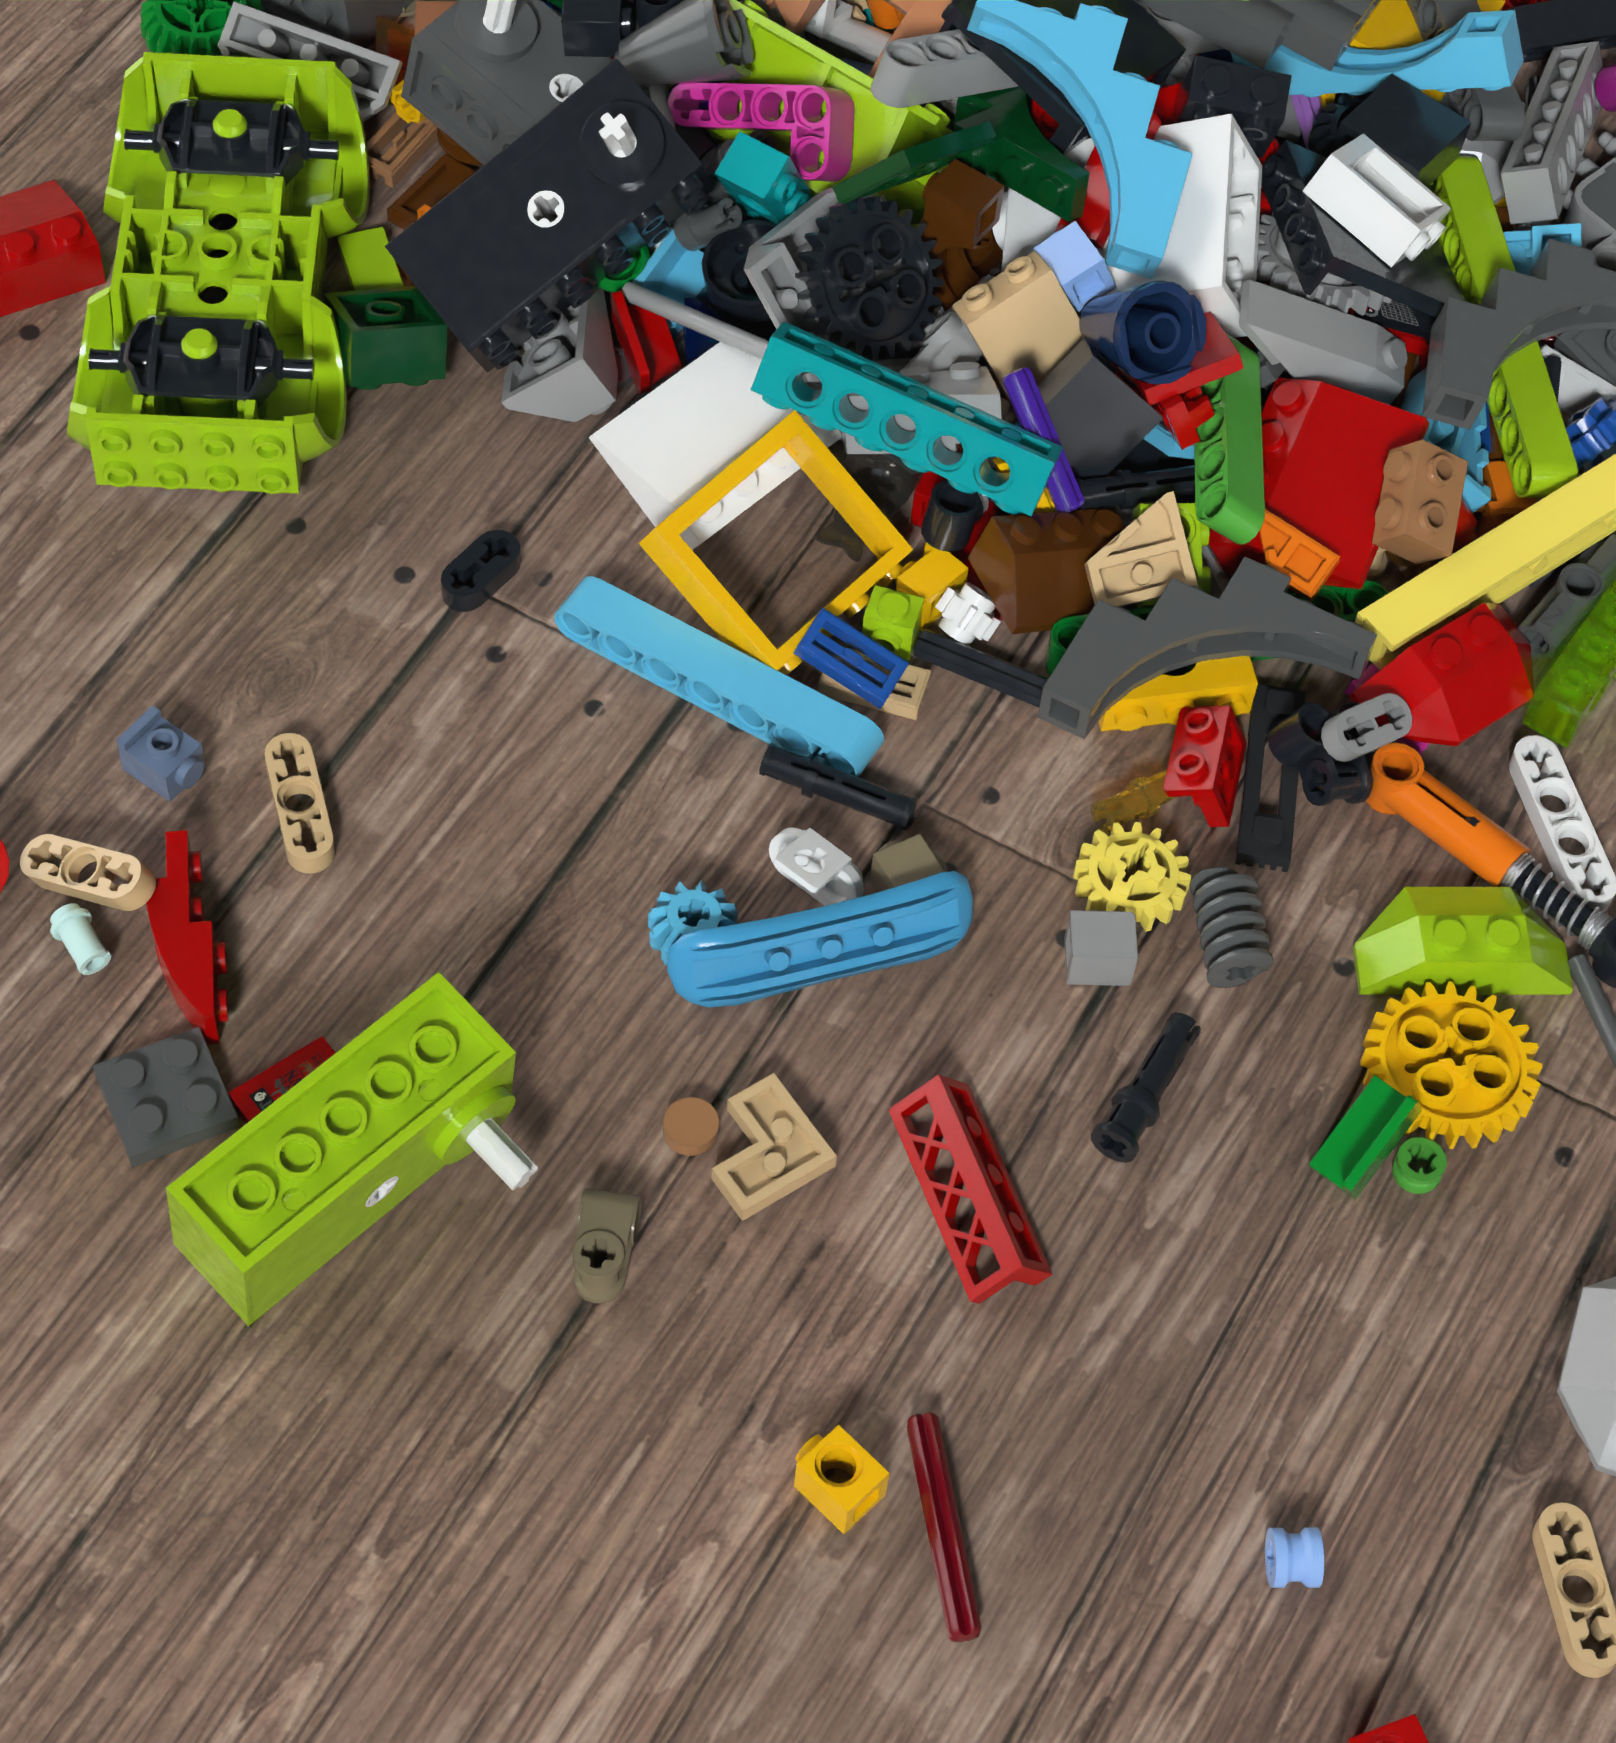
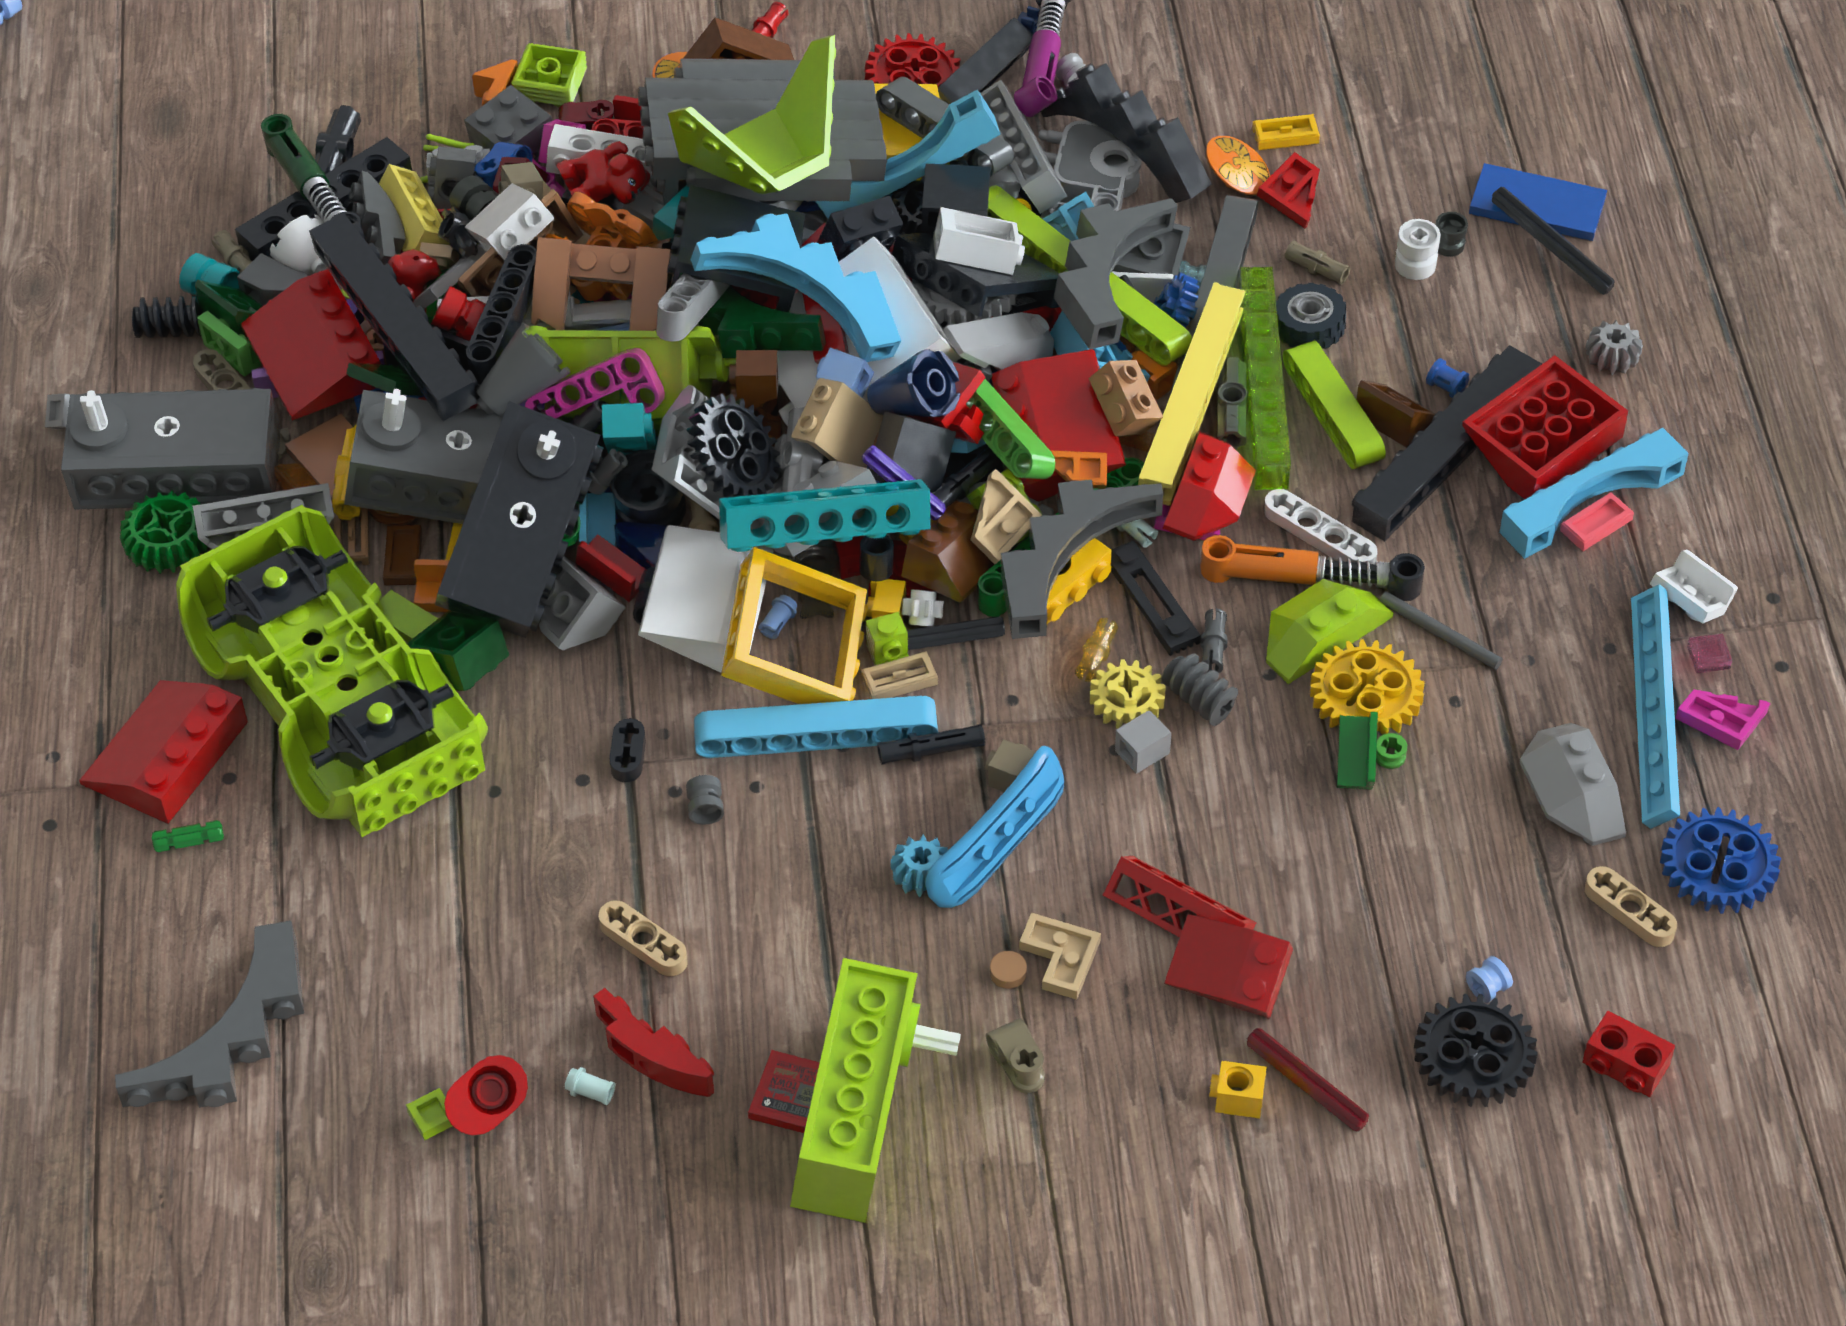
camera: 30 degrees left, 5 degrees down
(100, 886) = (582, 1050): tan beam -> none
(161, 755) = (544, 960): sand blue brick -> none
(165, 1096) = (713, 1137): dark grey plate -> none
(514, 679) = (705, 801): none -> dark grey wheel
(695, 320) = (649, 531): light grey bar -> none
(791, 520) = (782, 610): none -> medium blue pin
(816, 866) = (959, 793): white bracket -> none
(840, 672) = (885, 674): blue tile -> none
(914, 162) = (720, 365): dark green tile -> none
(962, 1309) = (1229, 964): none -> red slope
(1137, 1104) = (1227, 810): black pin -> none
(1149, 1663) = (1475, 1050): none -> black gear
(1207, 761) = (1115, 608): red bracket -> none
(1299, 743) = (1174, 564): black piece -> none
(1302, 878) = (1214, 639): none -> dark grey pin
(1324, 685) = (1136, 530): none -> light aqua pin
(1363, 719) = (1185, 535): light grey beam -> none

